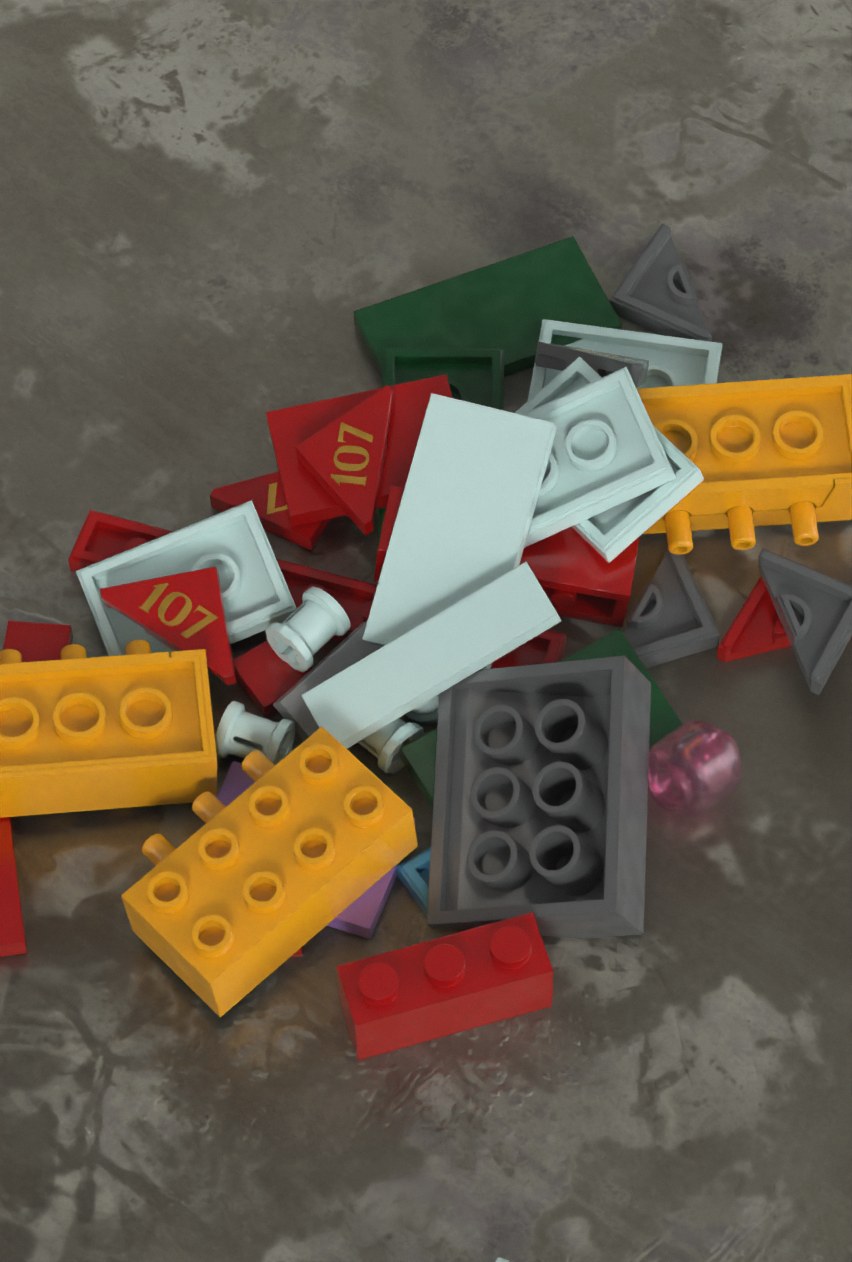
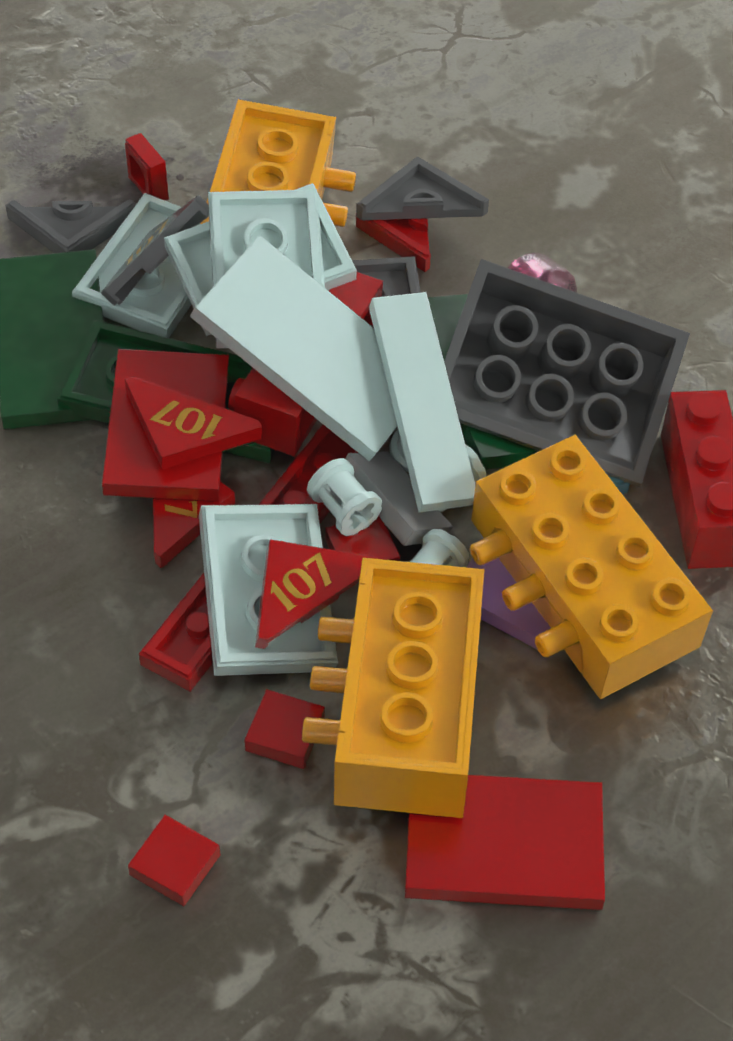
camera: 80 degrees left, 5 degrees down
(760, 334) = (146, 167): none -> red tile

